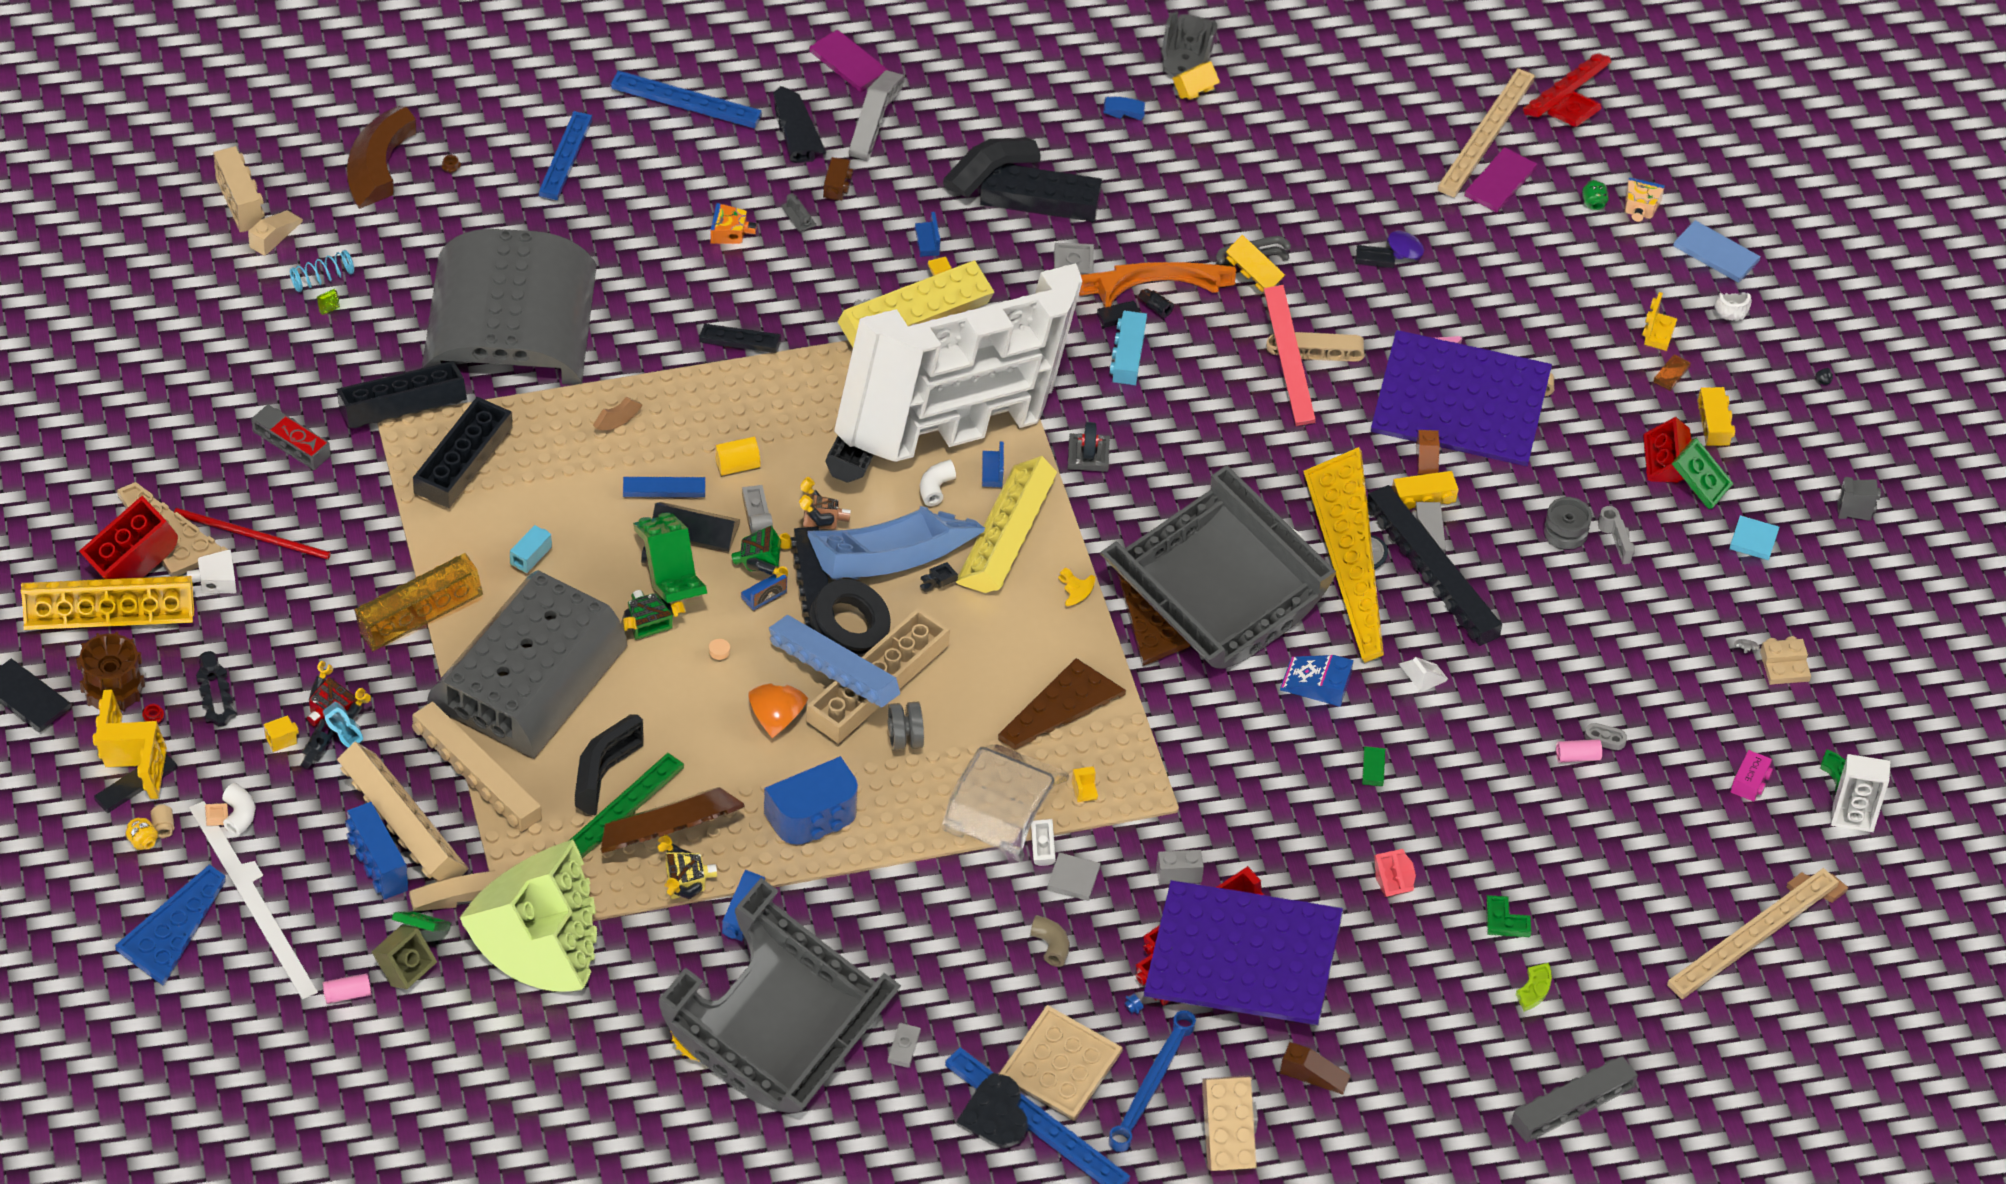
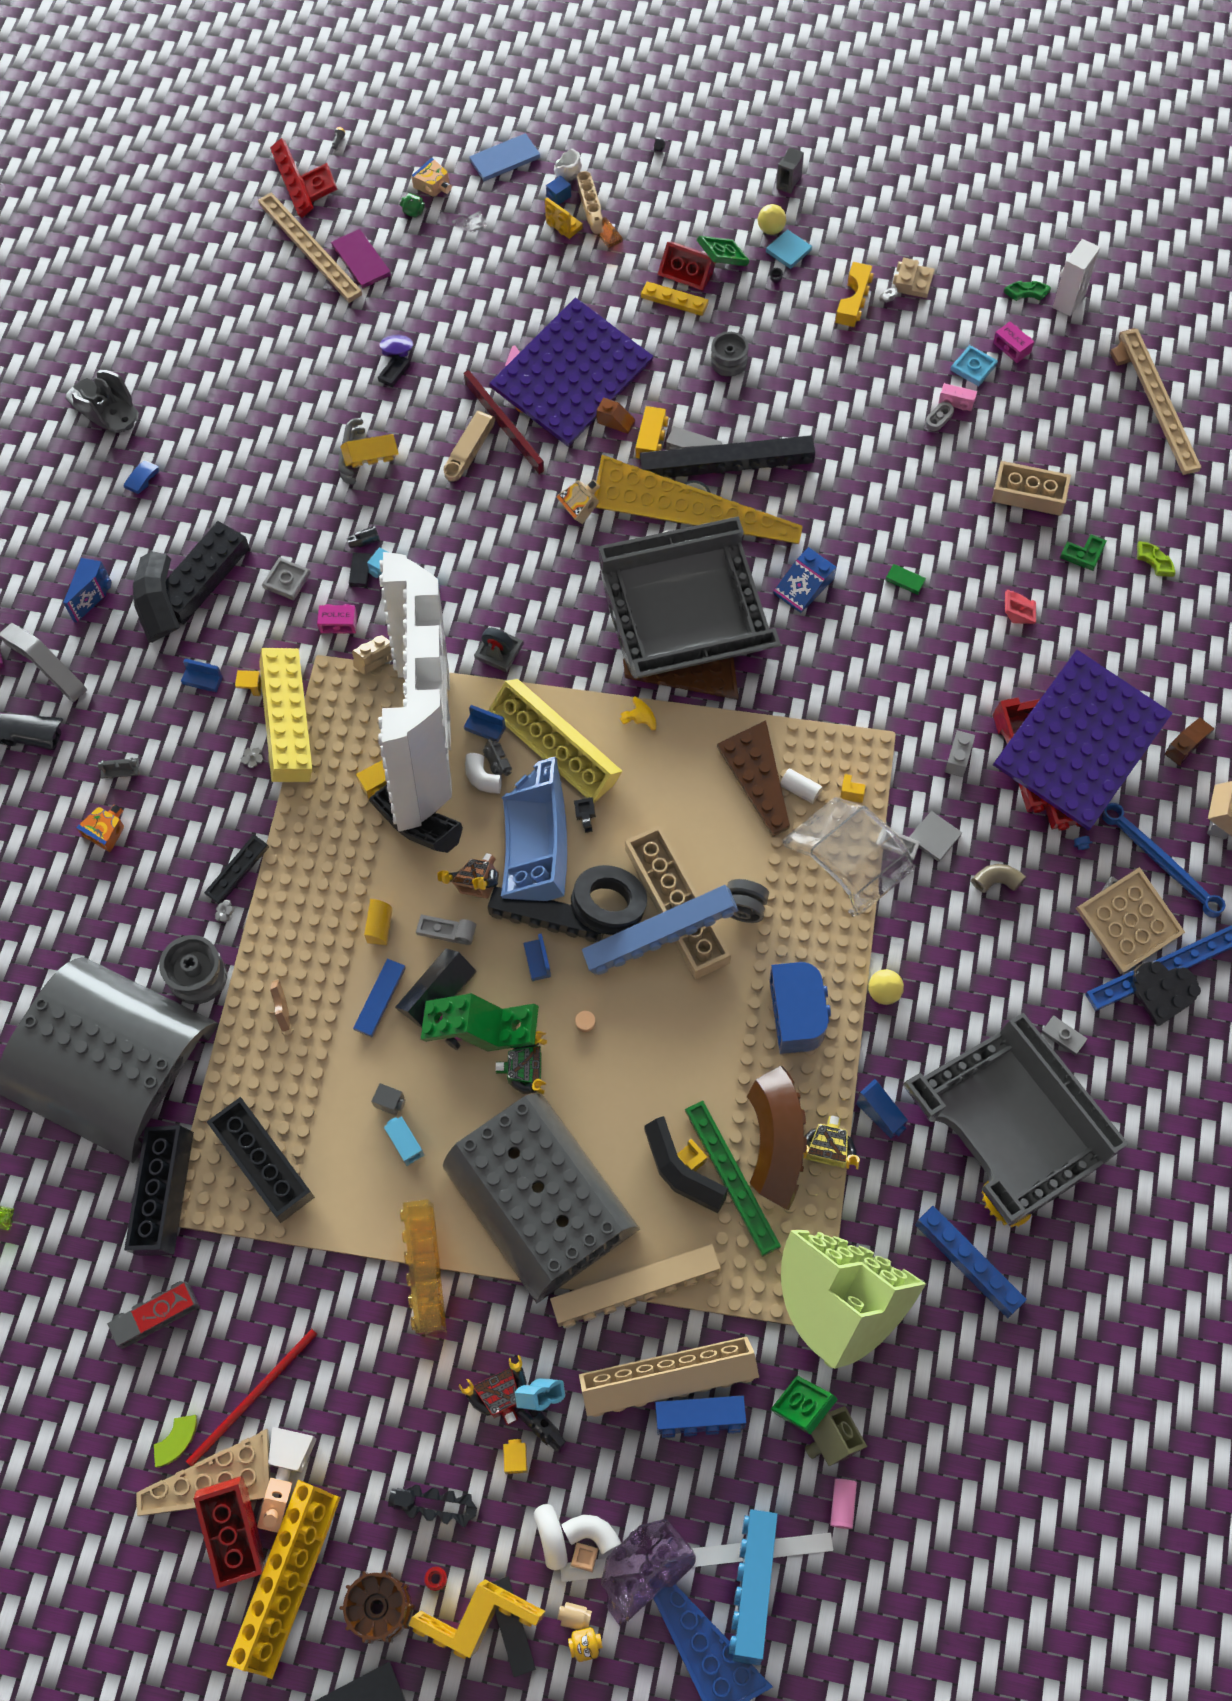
camera: 60 degrees left, 15 degrees up
(163, 566) = (274, 1508): none -> light nougat torso
(194, 496) = (176, 1442): none -> lime tile
(222, 777) = (551, 1537): none -> white cylinder
(228, 848) = (643, 1565): none -> clear purple slope
(241, 932) = (754, 1591): none -> dark azure brick
(450, 891) = (768, 1358): tan slope -> none
(565, 525) = (388, 1099): none -> dark grey brick
(620, 339) = (193, 969): none -> dark grey piece
(621, 773) = (692, 1156): none -> yellow panel
(623, 1023) = (970, 1261): none -> blue brick
(693, 345) = (223, 910): none -> light grey plant
(762, 551) = (500, 944): torso -> none
(776, 706) = (677, 997): orange brick -> none
(837, 179) = (98, 721): reddish brown brick -> none
(877, 875) = (886, 987): none -> light yellow piece
(966, 483) = (493, 752): none -> dark grey hinge
(969, 112) = (87, 588): none -> blue slope
(1067, 741) = (801, 786): none -> white brick
(1113, 283) = (329, 562): orange slope -> none
(1196, 80) = (145, 413): yellow brick -> none
(1289, 355) = (473, 465): coral tile -> none
(1300, 455) = (579, 499): none -> tan torso
(1363, 365) = (504, 422): none -> dark red tile
(1423, 673) = (829, 509): white slope -> none
(1554, 840) = (1031, 488): none -> tan brick
(1579, 750) = (947, 438): bright pink pin -> none
(1607, 254) = (472, 223): none -> clear slope
(1611, 523) = (752, 327): light grey plate -> none
(1619, 458) = (674, 298): none -> yellow plate
(1644, 747) = (958, 397): none -> bright pink bracket
(1653, 103) = (339, 134): none -> dark grey piece
(1696, 340) = (590, 201): none -> tan piece
(1697, 309) = (558, 190): none -> blue brick
(1699, 751) = (974, 365): none -> medium azure tile
(1700, 614) = (849, 308): none -> yellow arch
(1710, 533) = (776, 272): none -> black hinge
(1715, 416) = (665, 223): yellow brick -> none
(1778, 505) = (771, 219): none -> light yellow piece

